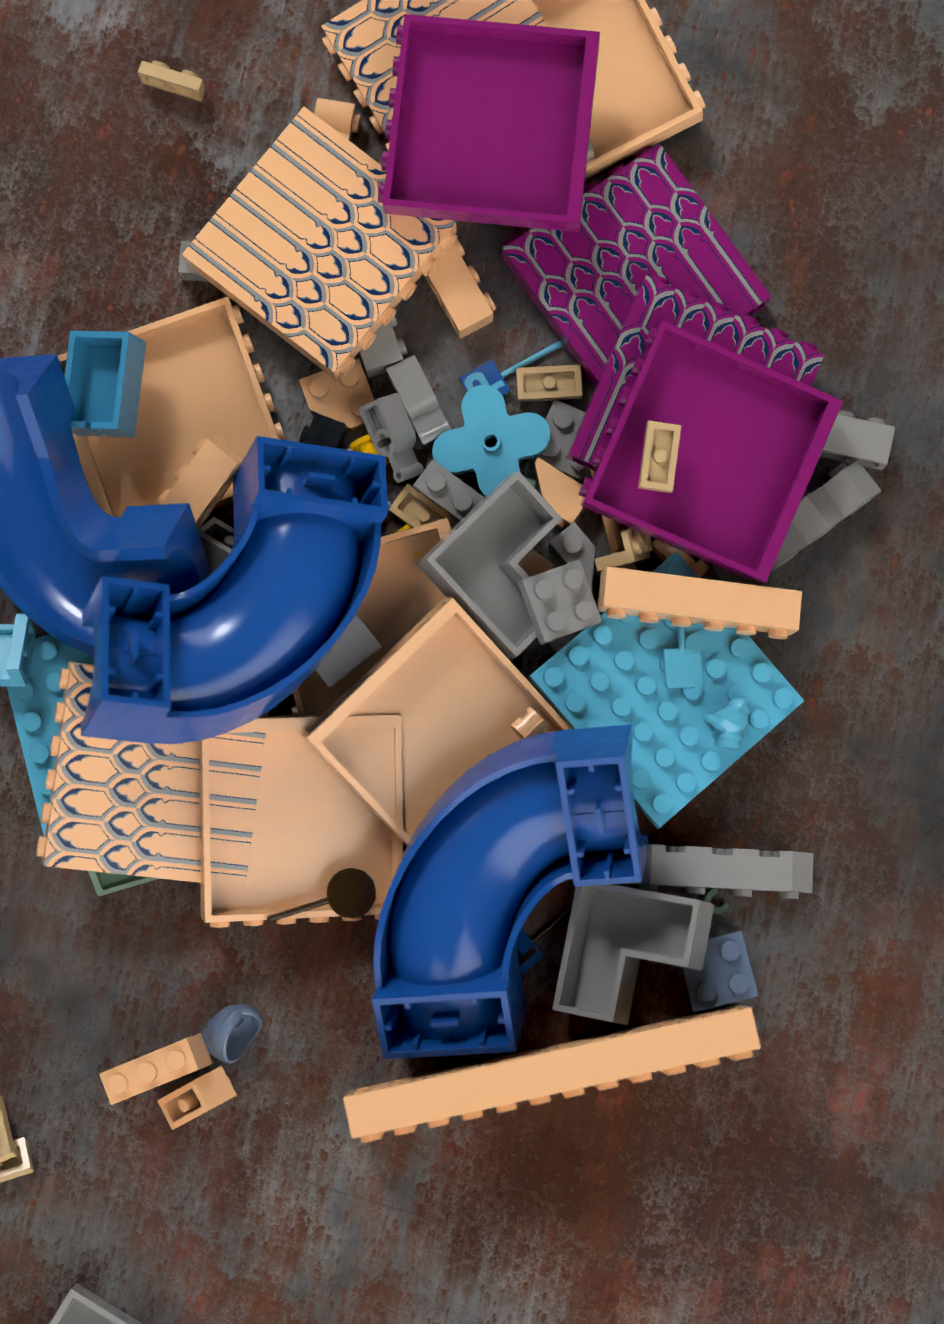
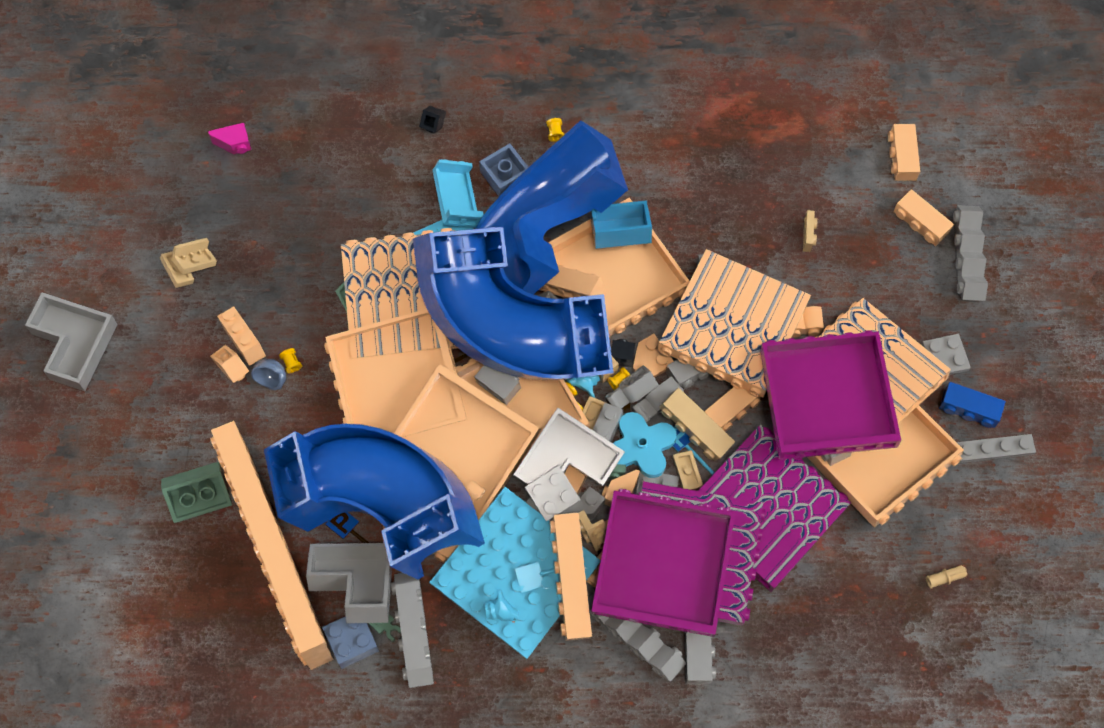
camera: 75 degrees right, 15 degrees down
(214, 992) = (290, 360): none -> yellow bush
(348, 894) = (355, 412): dark brown piece -> none
(415, 1186) = (196, 492): none -> sand green slope
(479, 348) = (696, 424): none -> tan brick
(659, 456) = (651, 527): tan plate -> none
(799, 35) = (946, 576): none -> tan axle

